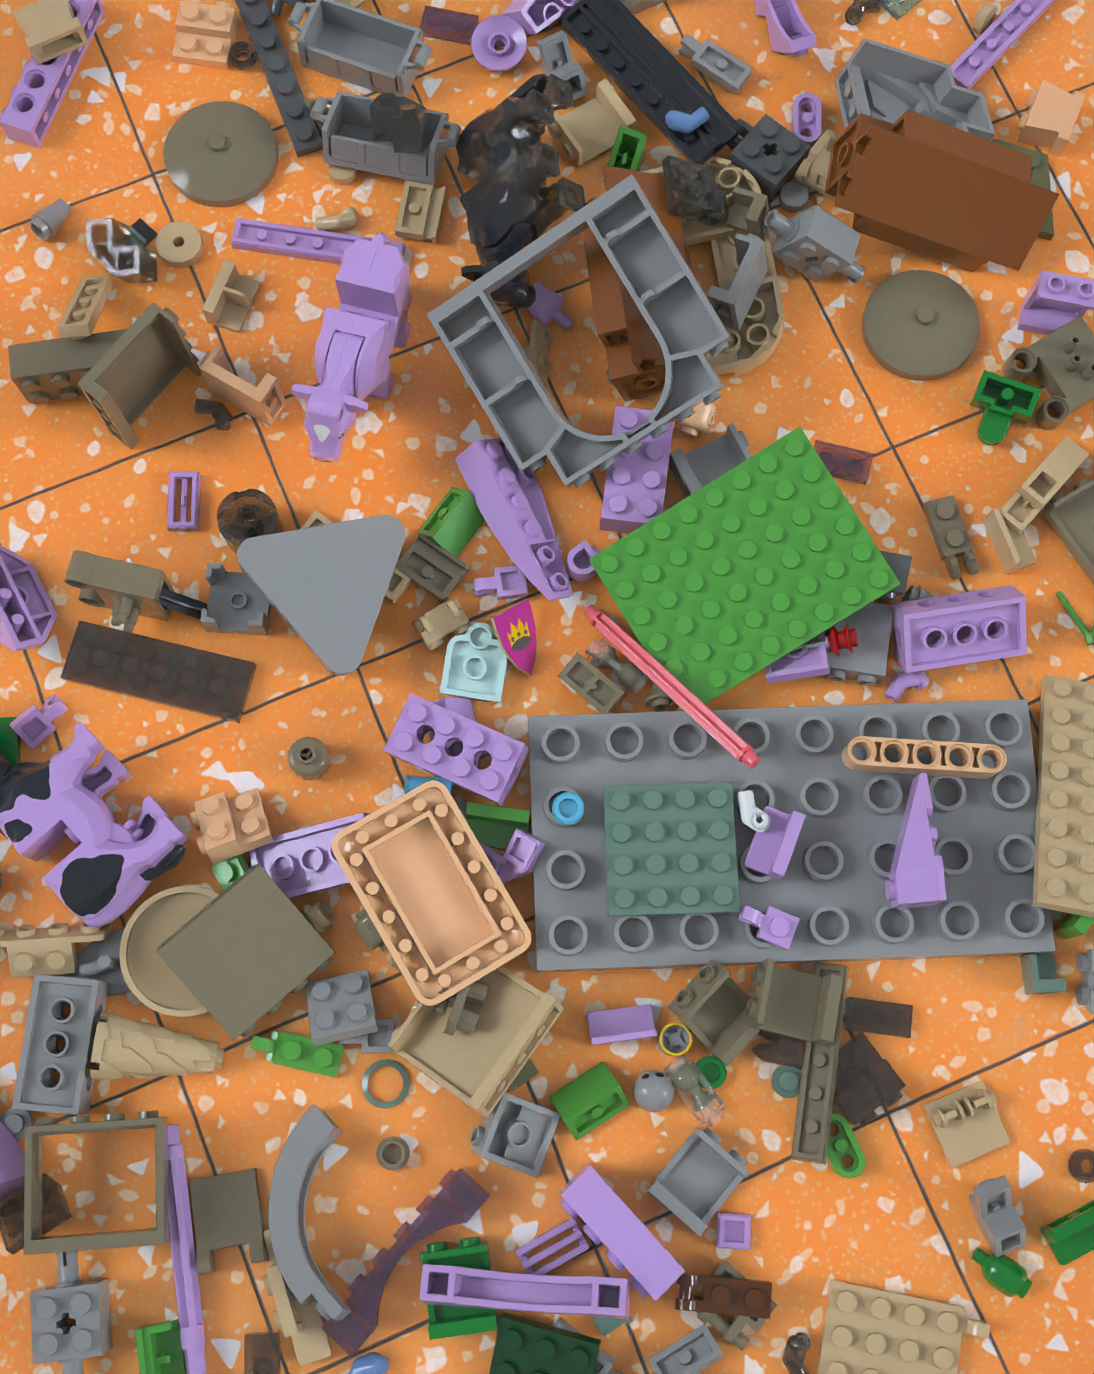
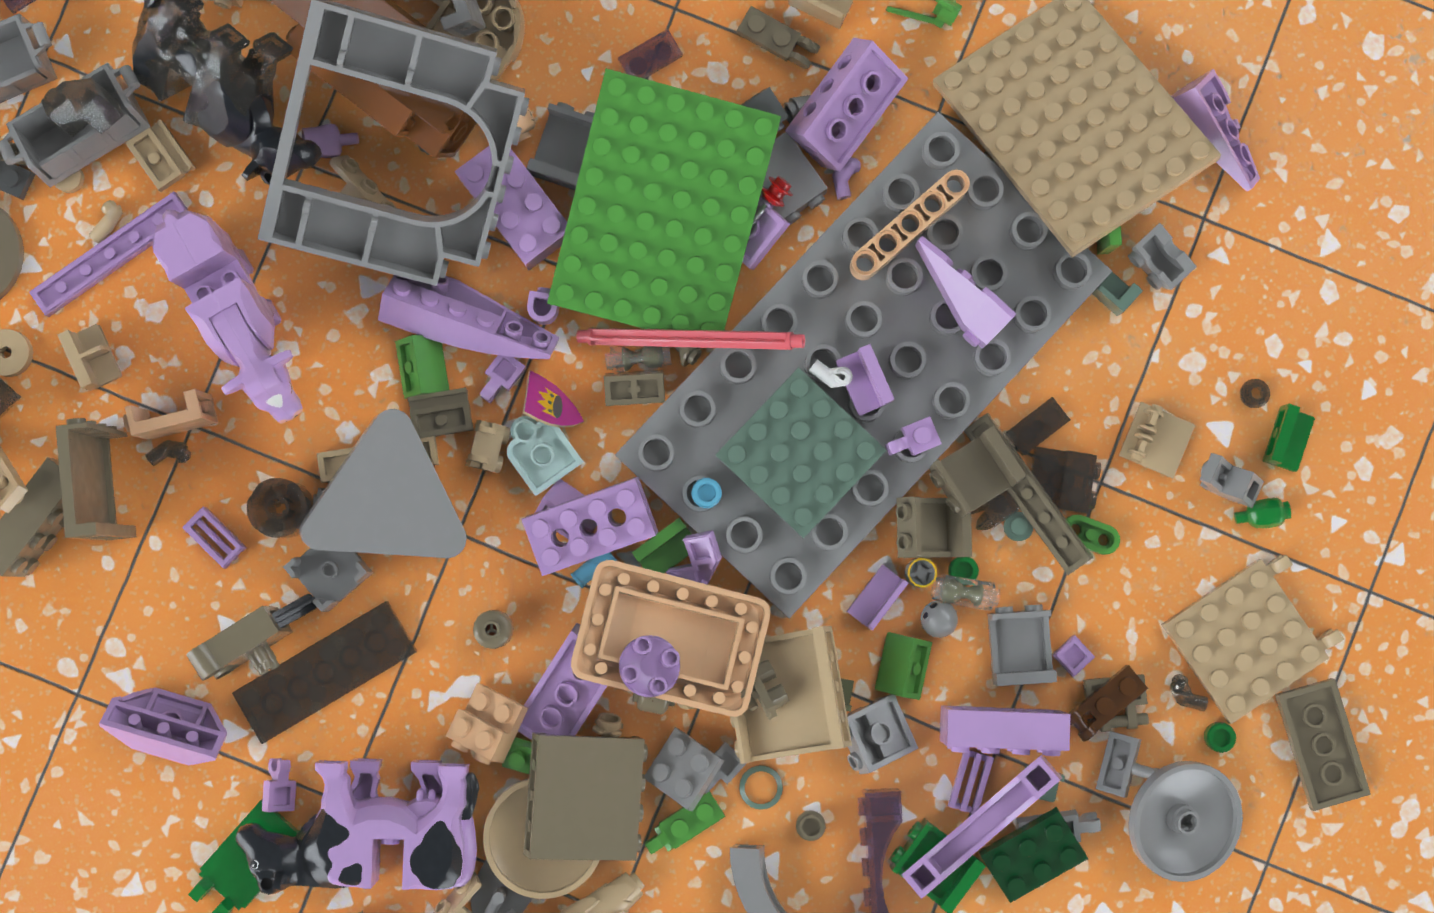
camera: 45 degrees left, 10 degrees up
(393, 894) = (649, 666): none -> lavender dish

